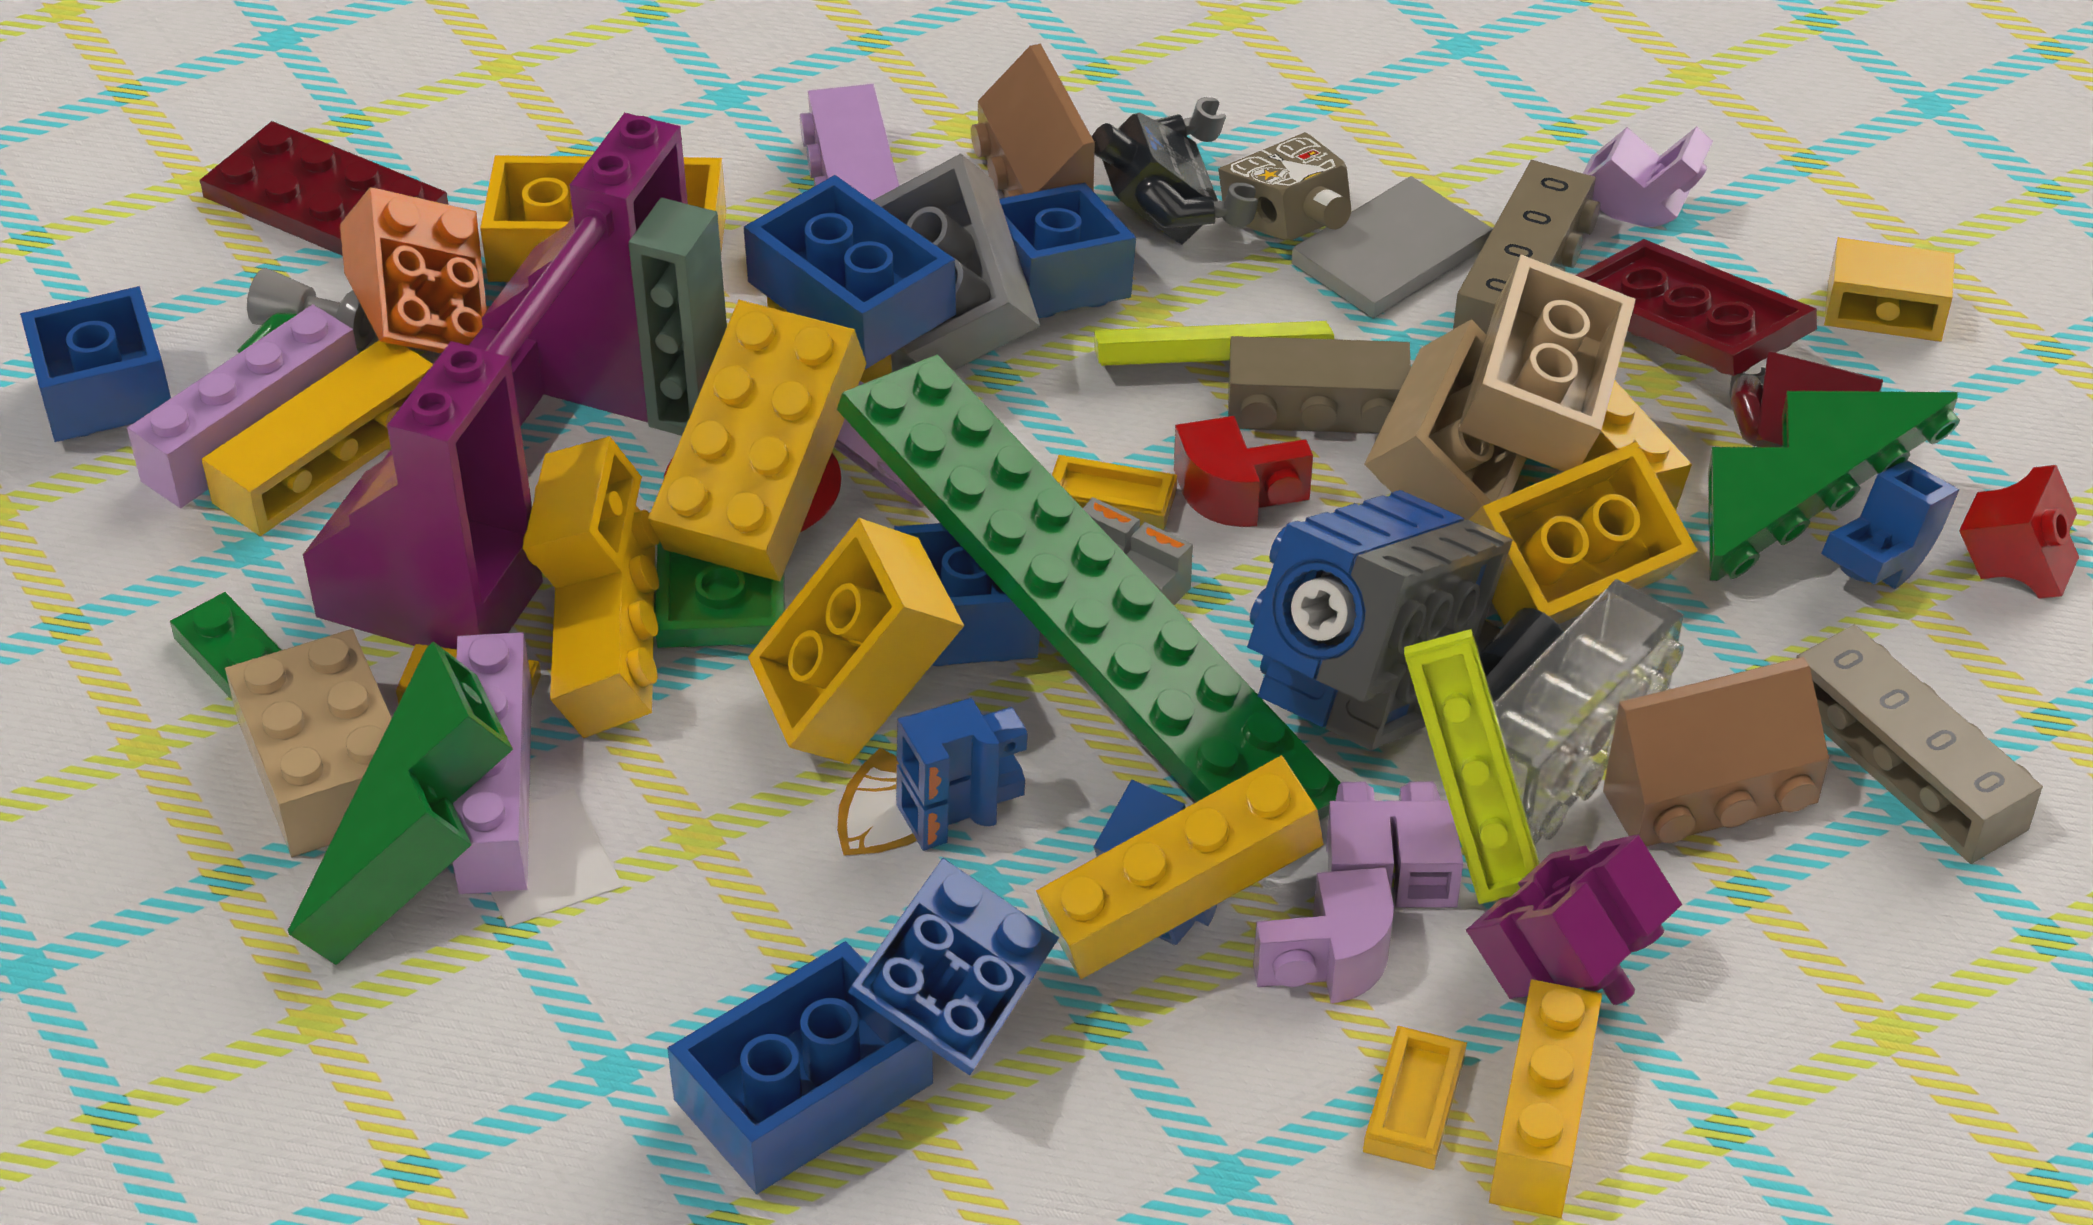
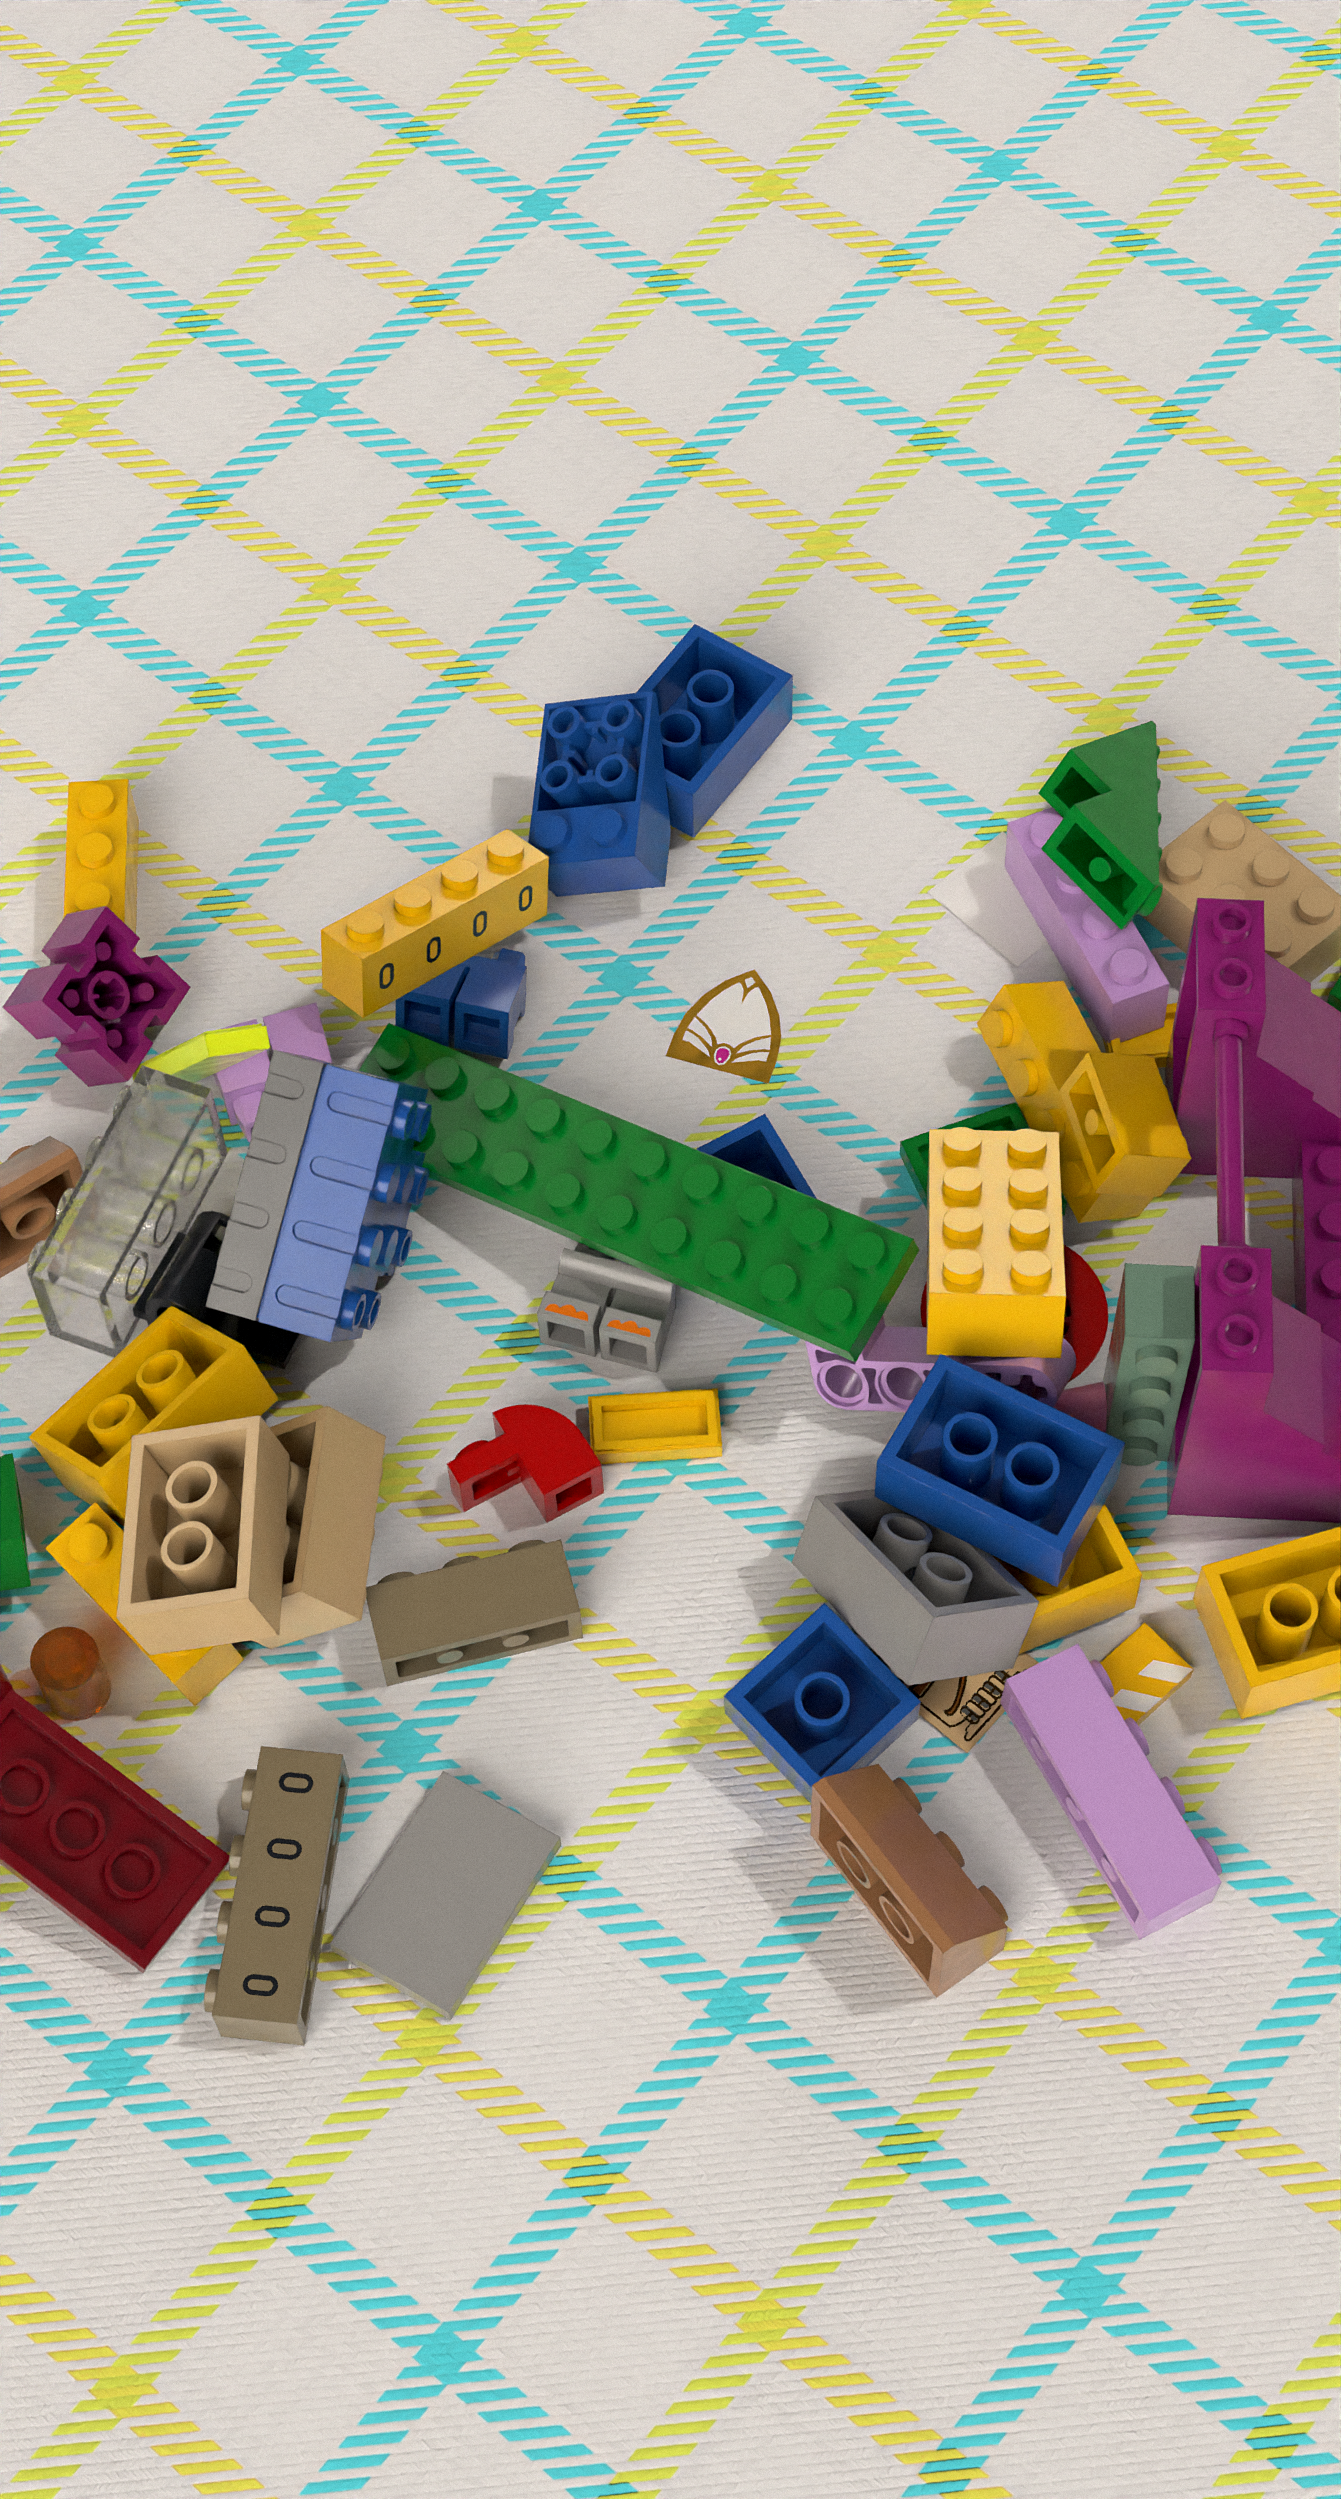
camera: 165 degrees right, 15 degrees up
(854, 641) = (802, 1066): yellow brick -> none
(956, 767) = (675, 1012): blue hips -> none
(1163, 174) = (742, 1871): black torso -> none
(1192, 342) = (607, 1653): neon yellow tile -> none
(1296, 187) = (579, 1908): dark tan torso -> none
(1339, 945) = (290, 970): lavender brick -> none
(1415, 1097) = (210, 877): yellow tile -> none
(1640, 184) = (154, 2072): lavender brick -> none
(1682, 408) = (70, 1673): none -> clear orange brick

